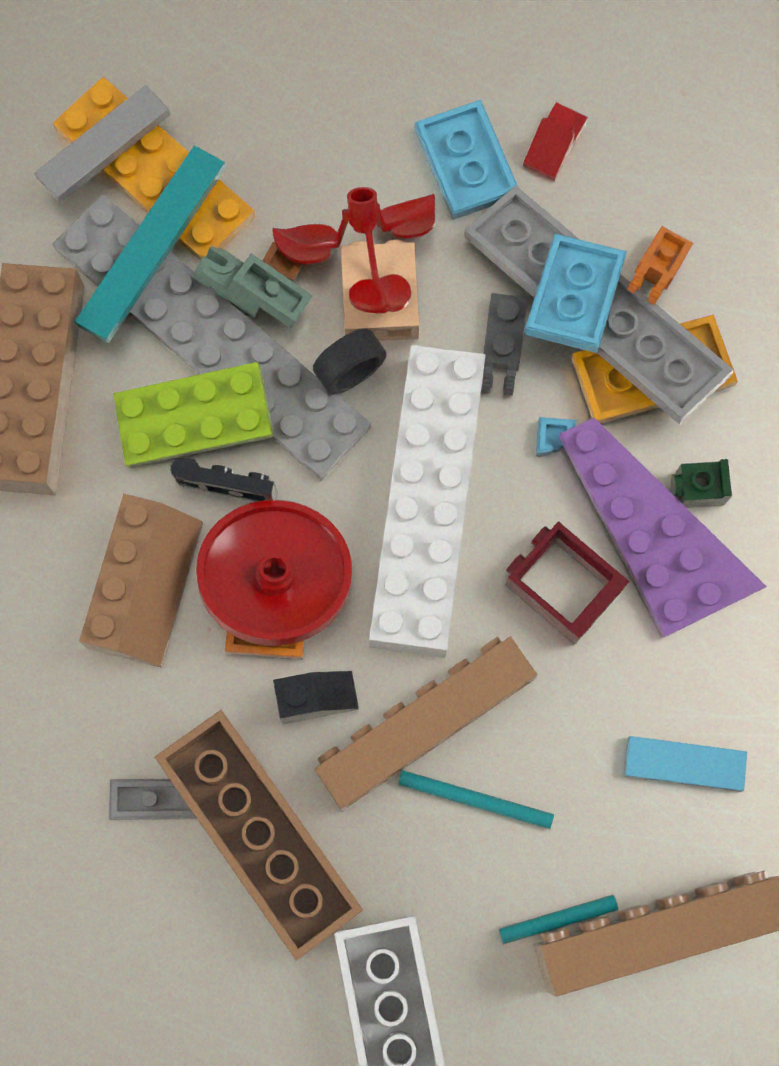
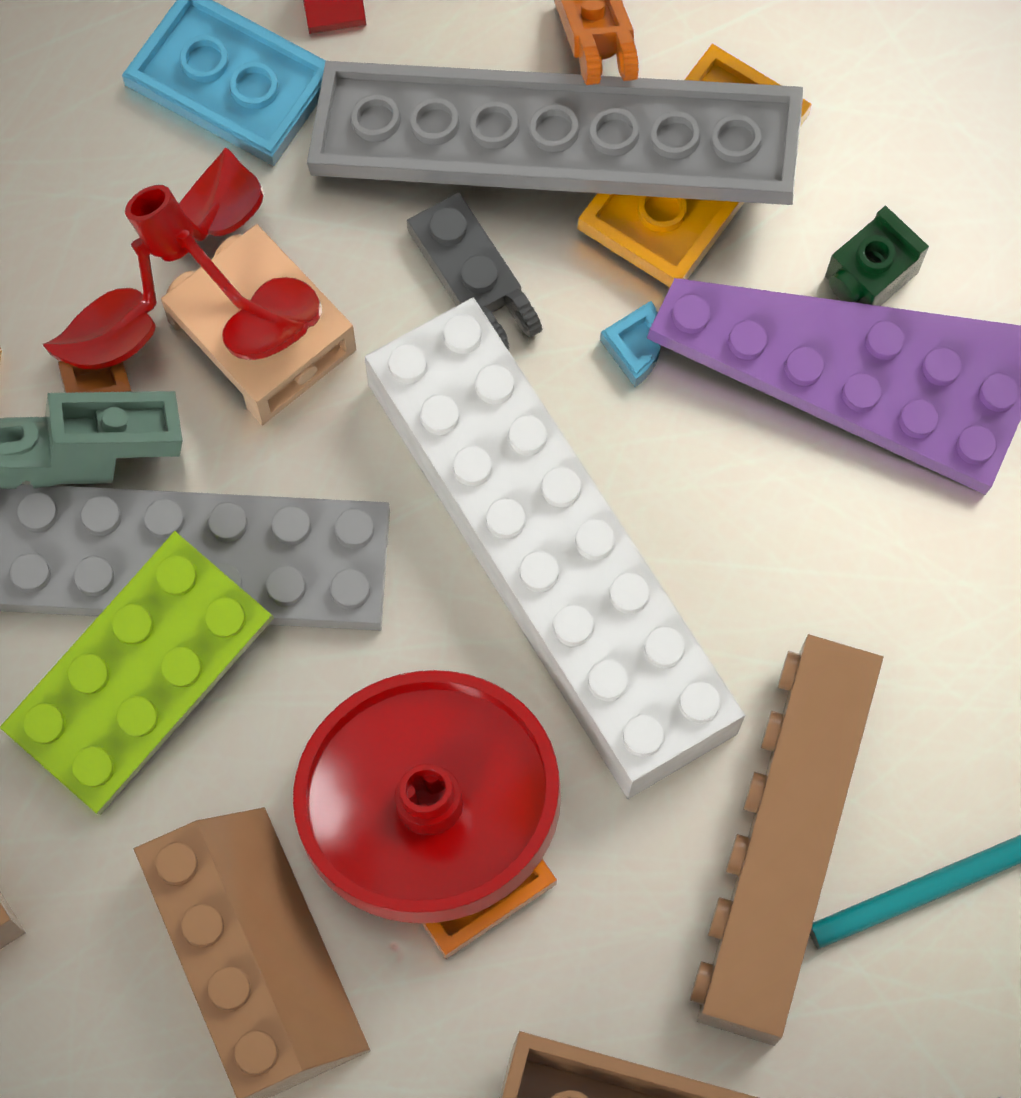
camera: 40 degrees left, 5 degrees down
(223, 481) = (252, 730): black hinge -> none
(315, 695) = (614, 919): black slope -> none
(349, 361) = (297, 440): black tyre -> none
(575, 293) = (524, 136): medium azure tile -> none
(583, 554) = (815, 462): dark red window -> none

